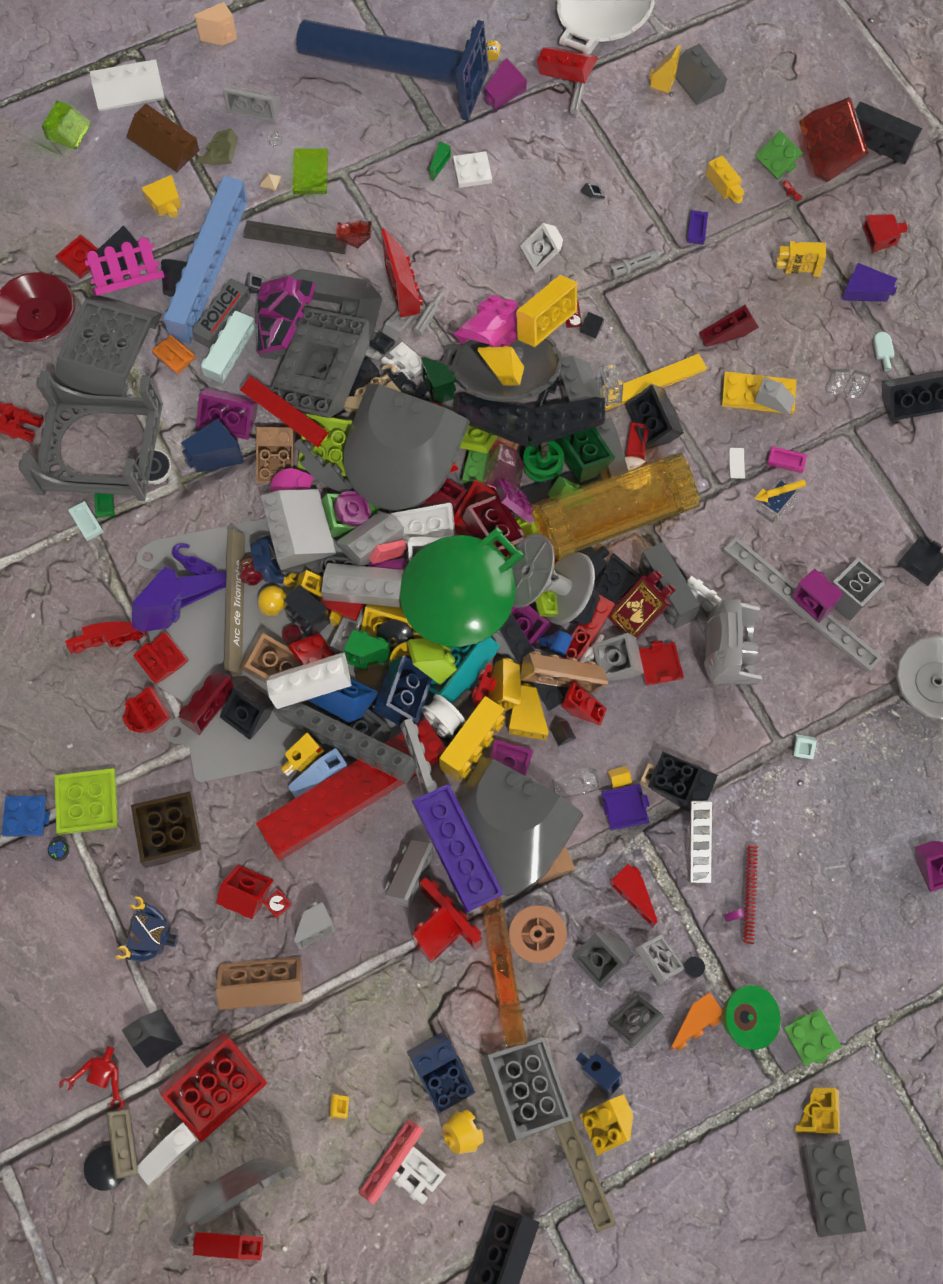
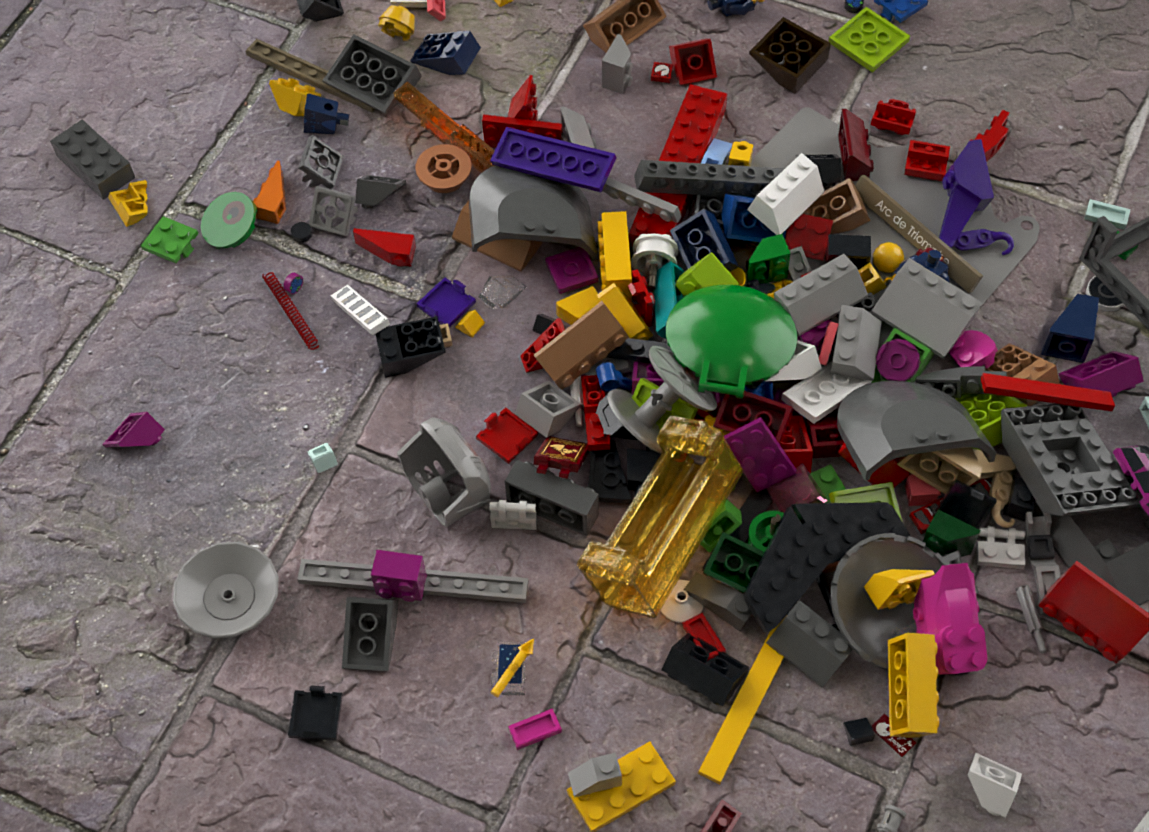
camera: 145 degrees right, 10 degrees down
(609, 378) = (780, 660): clear torso -> none
(737, 467) = (583, 688): white sticker -> none

